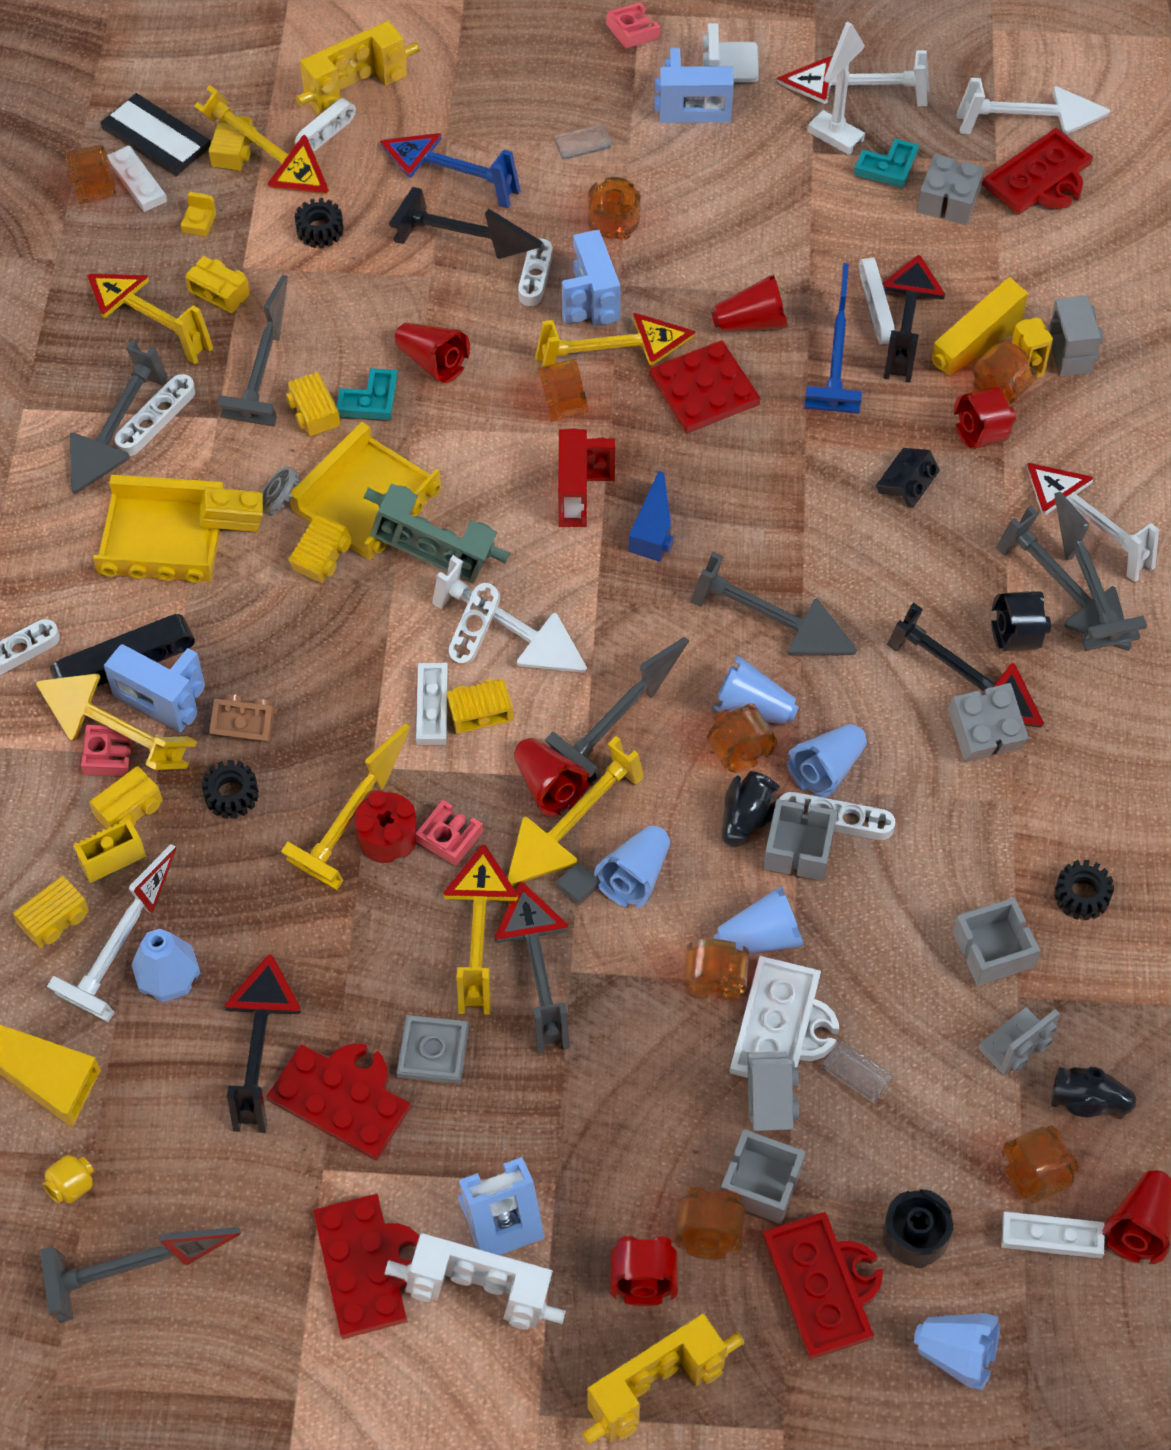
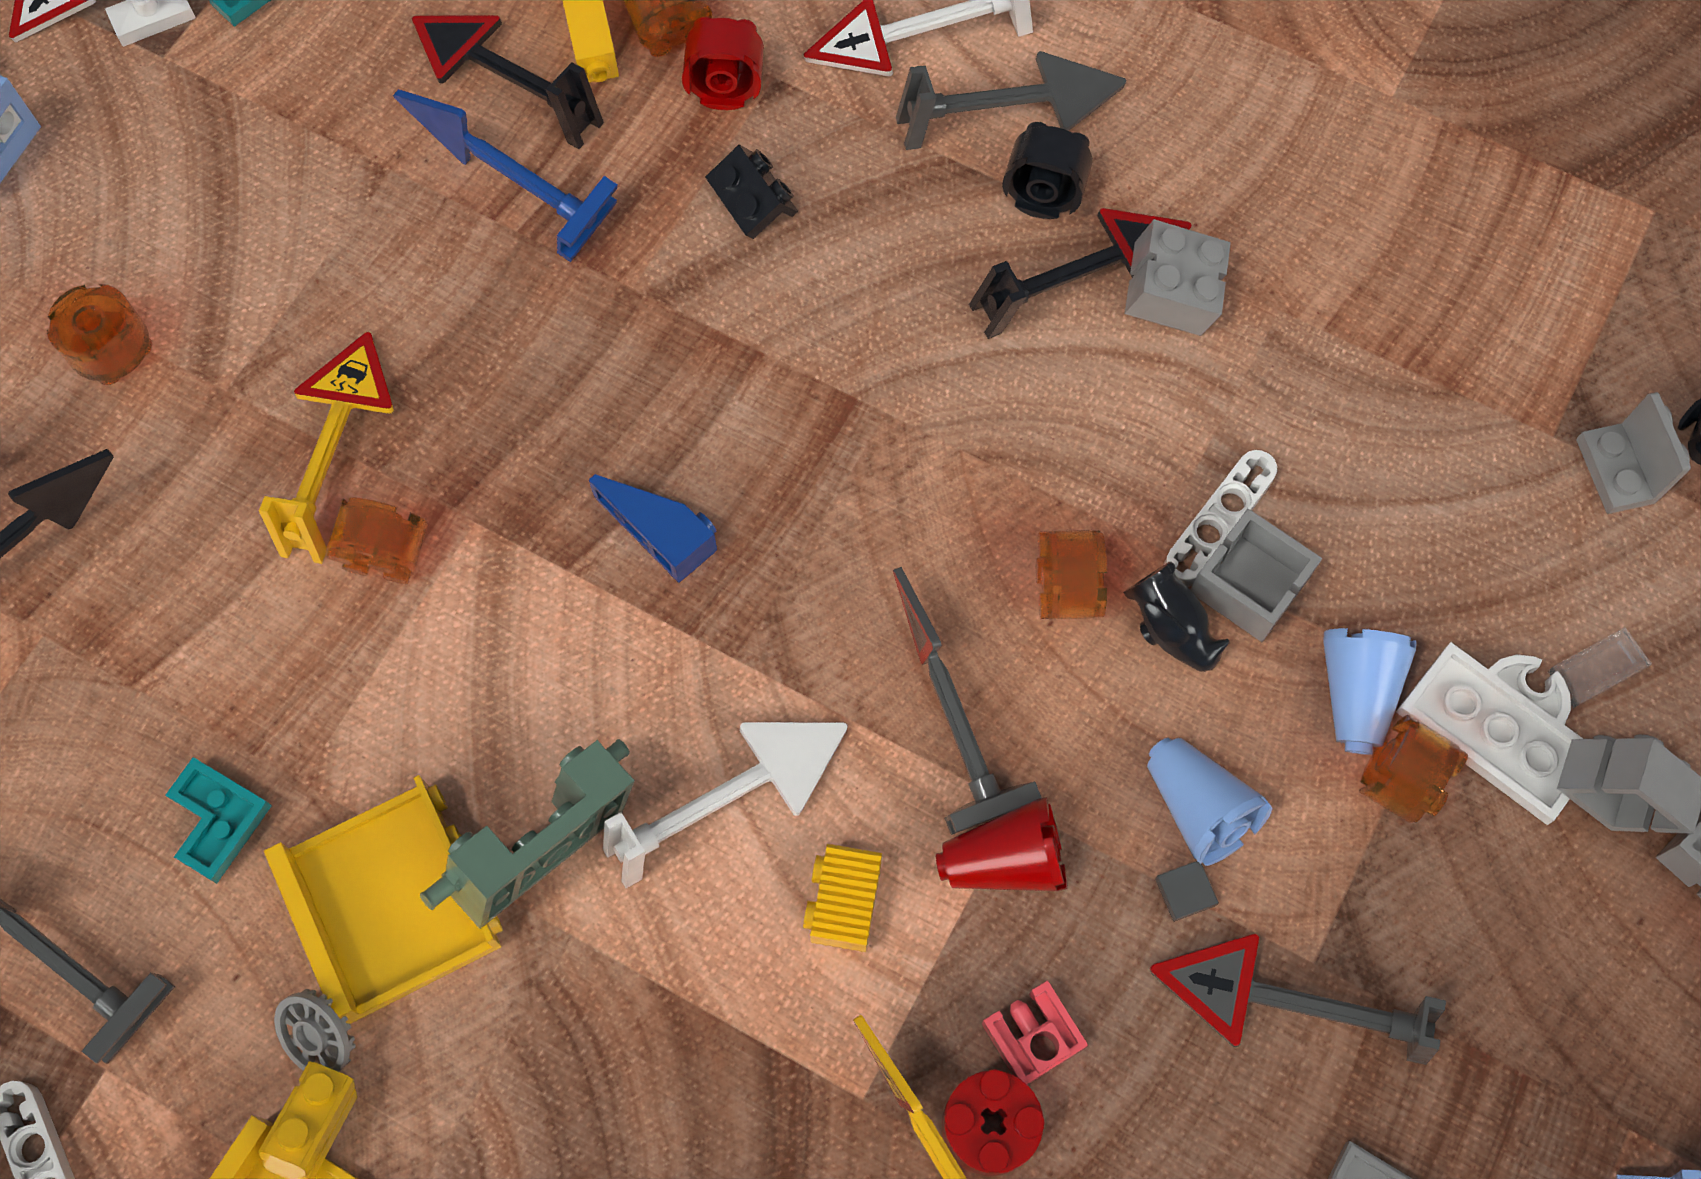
camera: 65 degrees left, 10 degrees up
(313, 404) = (178, 909): yellow brick -> none
(320, 548) = (456, 1012): yellow brick -> none
(432, 704) = (806, 964): white plate -> none
(434, 349) = (187, 689): red cone -> none
(480, 882) = (1134, 1023): yellow piece -> none
(489, 606) = (721, 877): white beam -> none
(538, 281) = (141, 504): white beam -> none
(538, 851) = (1117, 921): yellow piece -> none
(581, 461) = (524, 589): red brick -> none
(596, 287) = (218, 410): light blue brick -> none
(704, 386) = (465, 362): red plate -> none
(749, 685) = (1002, 533): light blue cone -> none
(752, 308) = (385, 239): red cone -> none
(815, 633) = (934, 407): dark grey piece -> none
(826, 759) = (1146, 486): light blue cone -> none
(876, 299) = (474, 97): white beam -> none
(992, 944) = (1499, 428): light grey piece -> none
(1090, 875) = (1453, 273): black tyre -> none
(1111, 631) = (953, 47): dark grey piece -> none

